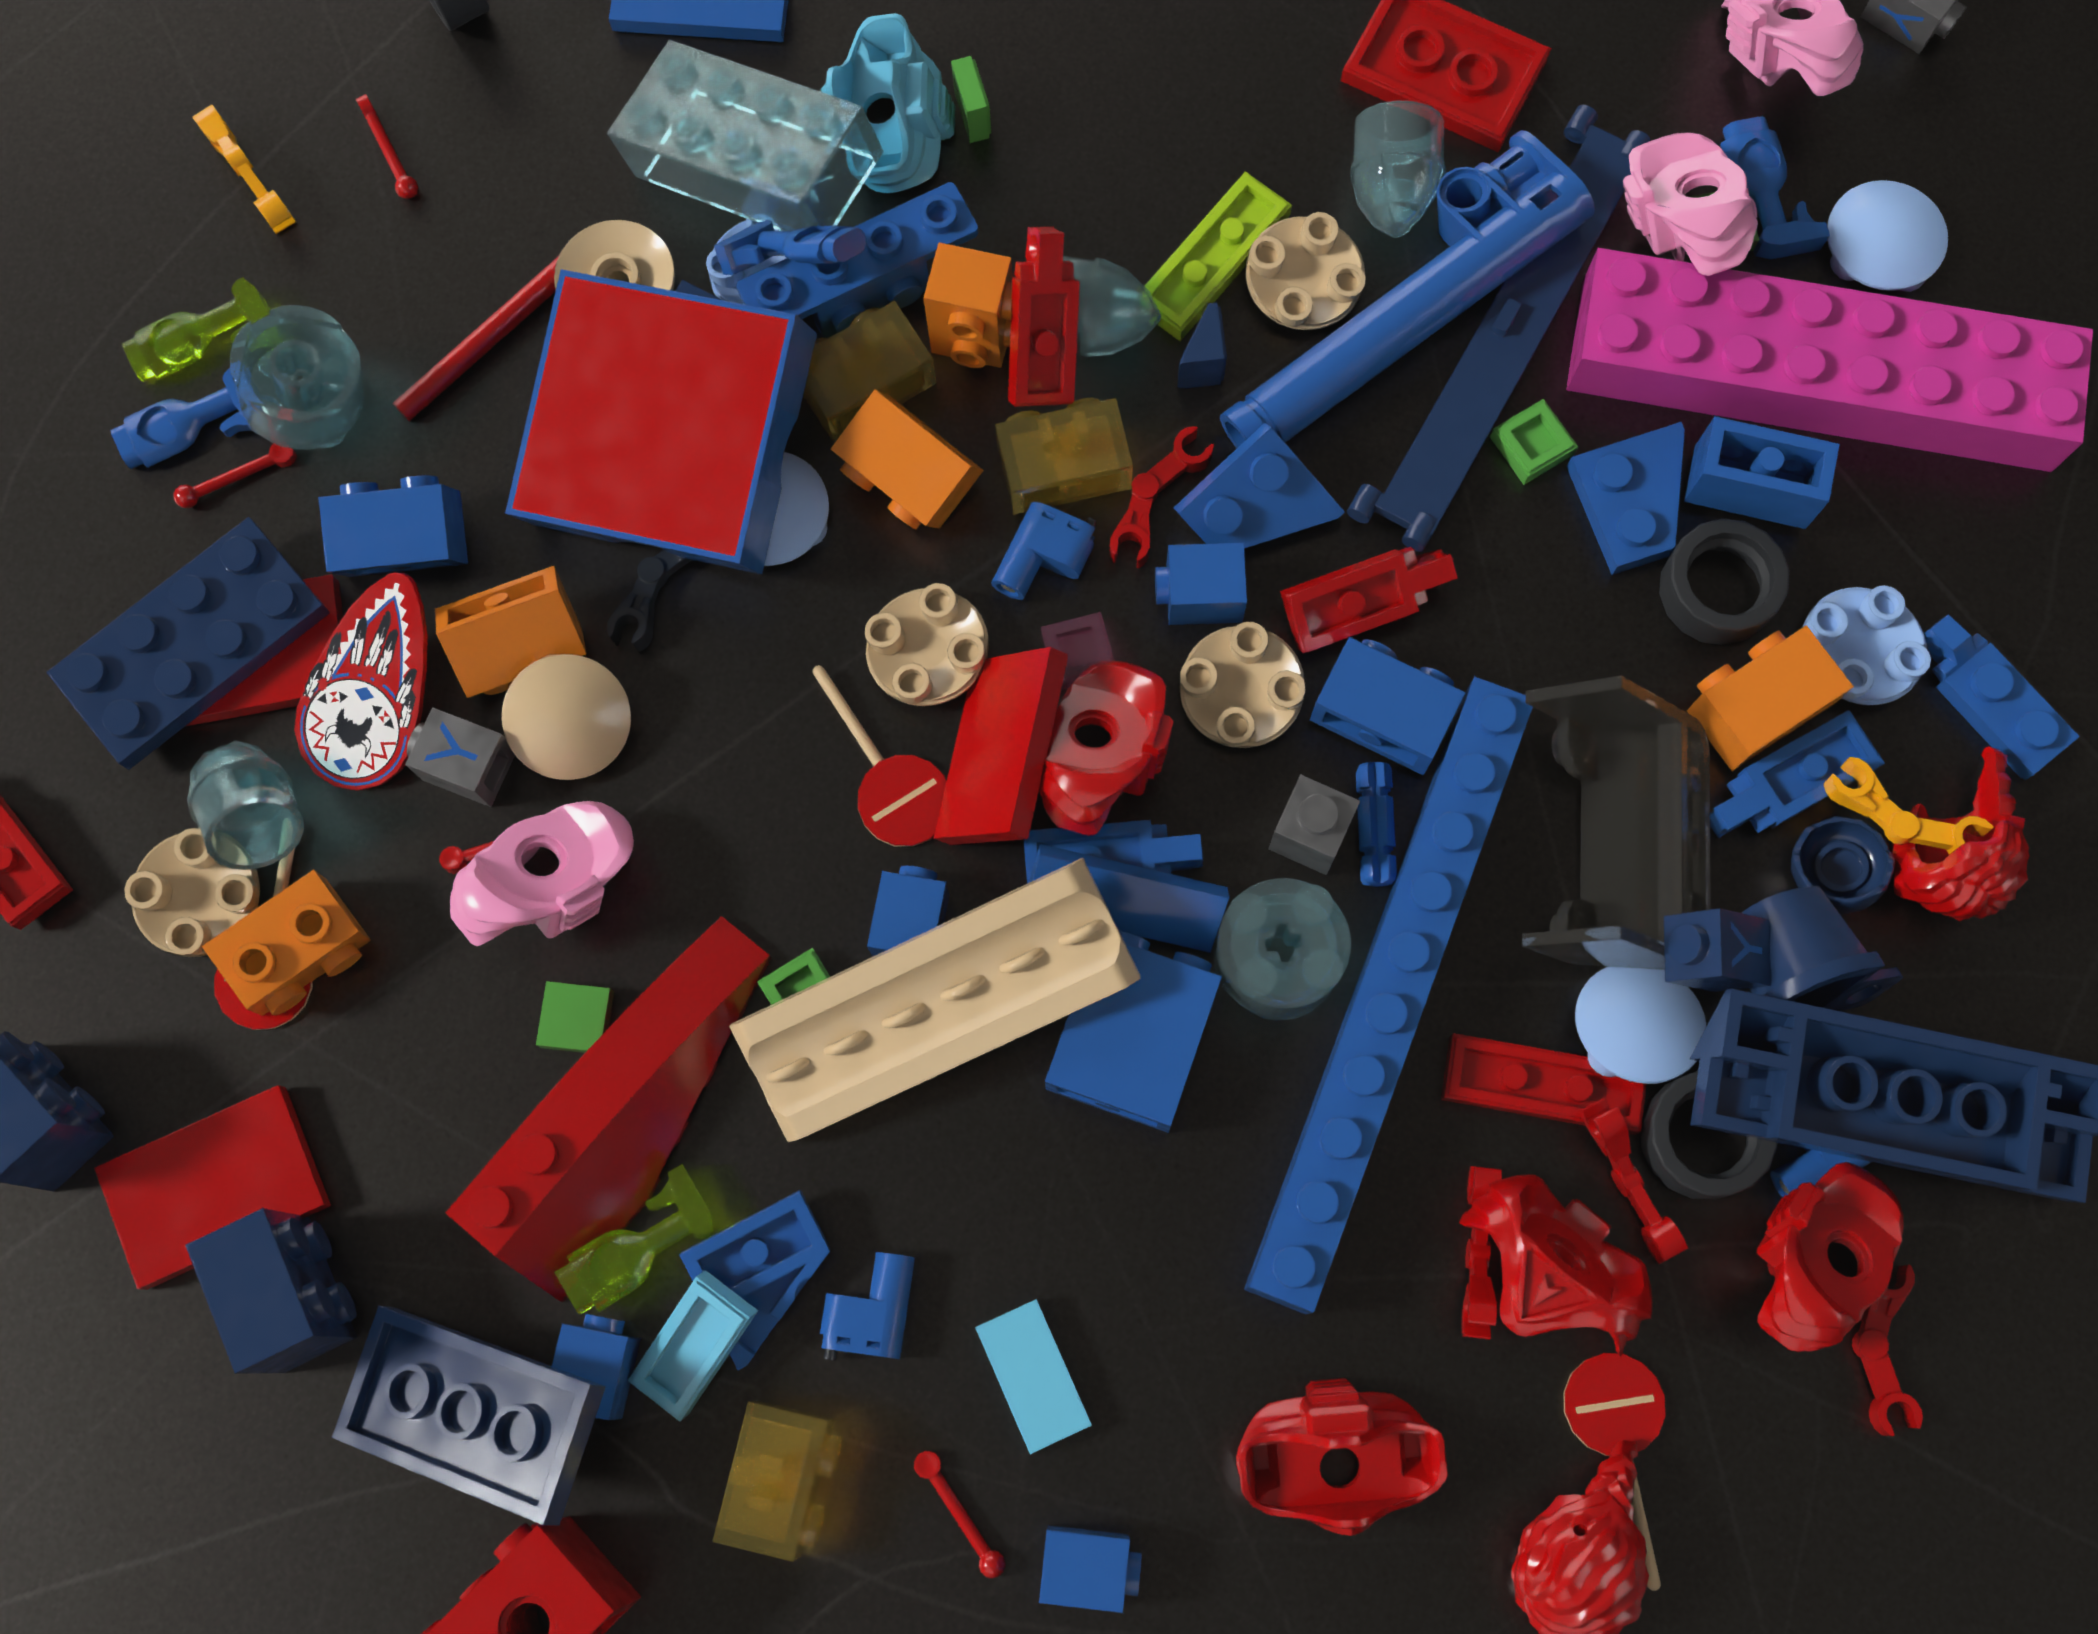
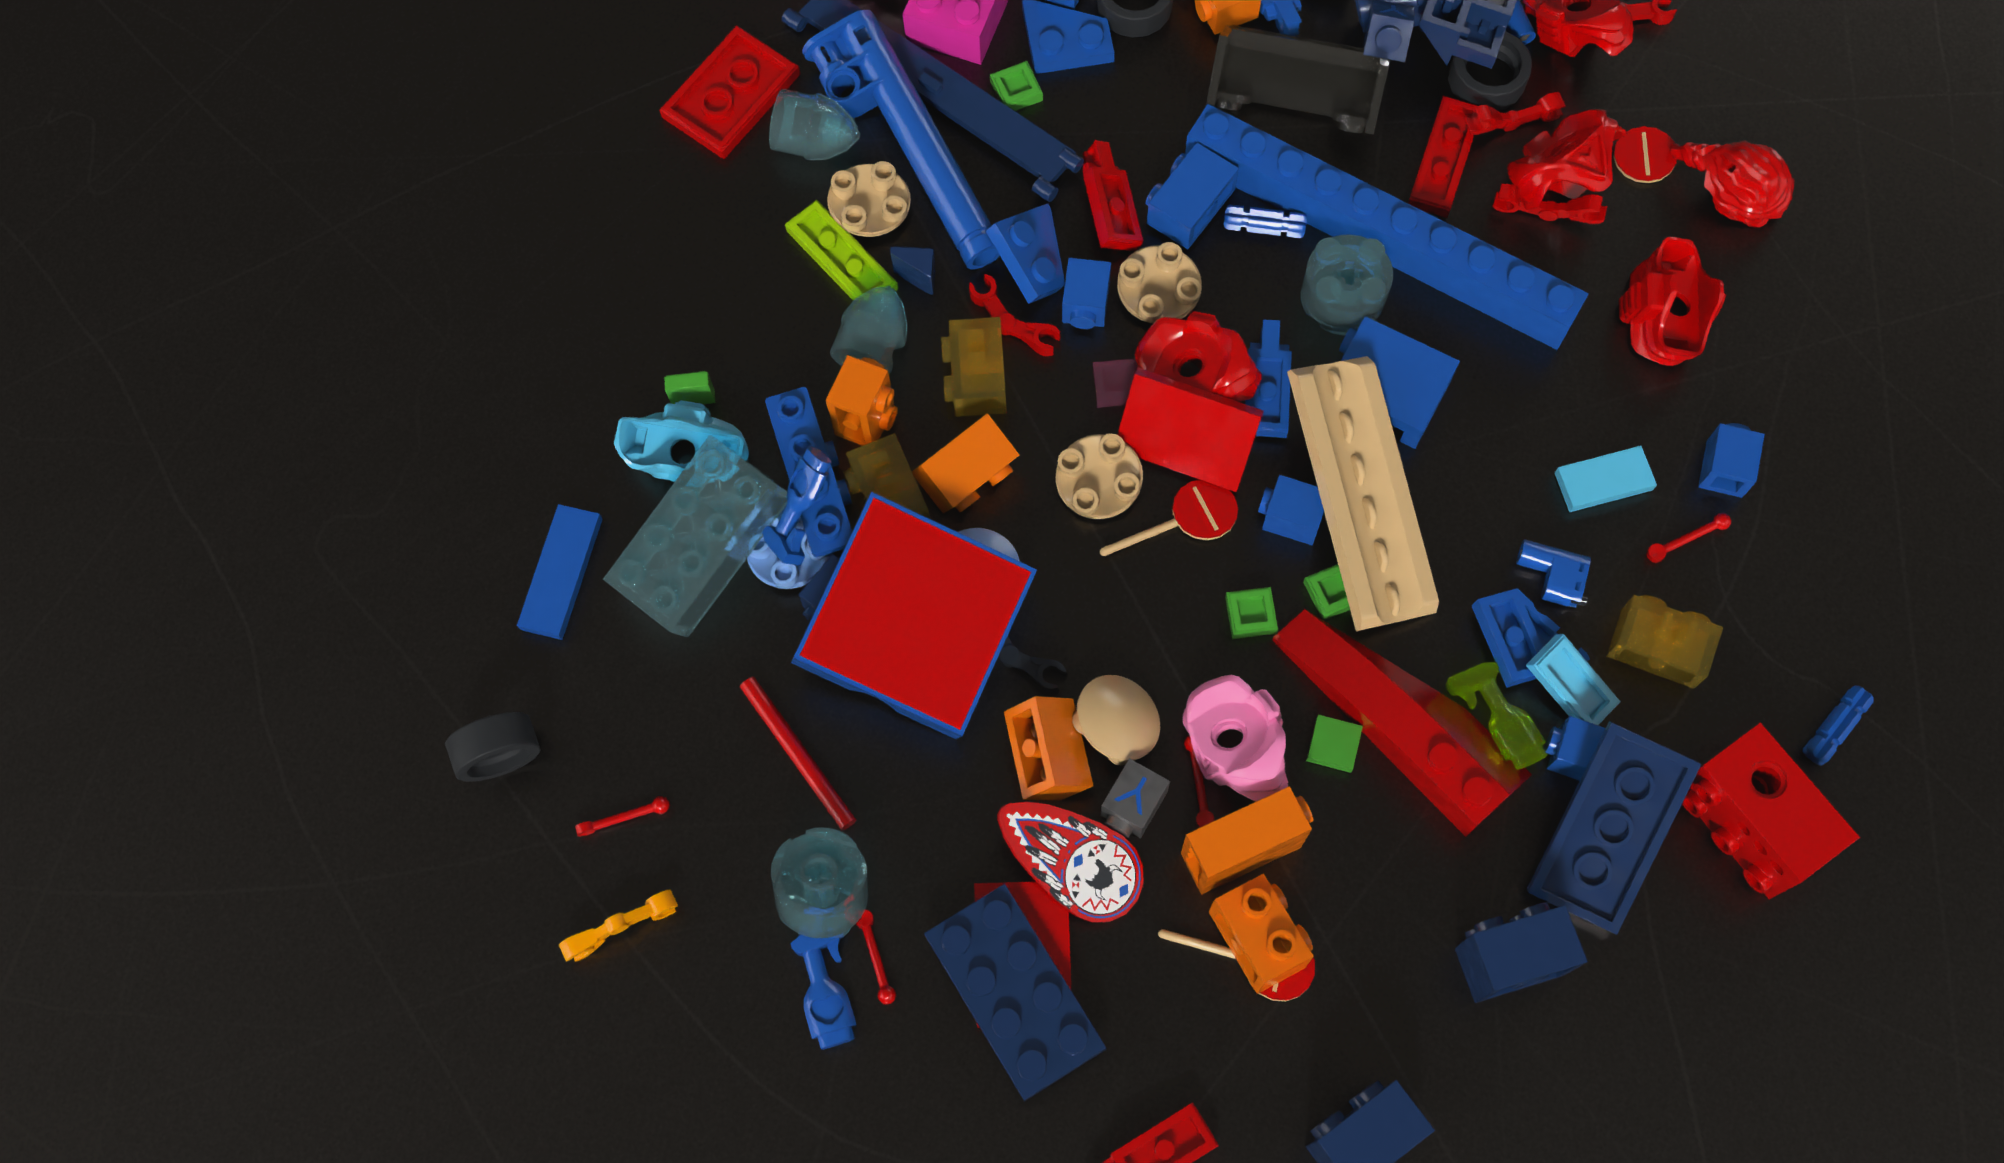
camera: 80 degrees left, 5 degrees down
(185, 336) = (753, 987): clear neon green piece -> none
(186, 896) = (1208, 1007): tan dish -> none
(207, 1179) = (1429, 1012): red tile -> none
(244, 807) = (1149, 955): clear light blue helmet -> none
(393, 528) = (951, 827): blue brick -> none
(398, 901) = (1247, 839): none -> orange brick
(620, 253) = (758, 639): tan dish -> none
(754, 882) = (1251, 613): none -> bright green tile
(1043, 323) = (893, 347): red hinge -> none
(1044, 540) = (1034, 391): blue piece -> none
(1148, 900) = (1308, 346): blue tile -> none
(1313, 824) = (1265, 252): flat silver brick -> none
(1638, 1025) = (1418, 94): light blue dish -> none

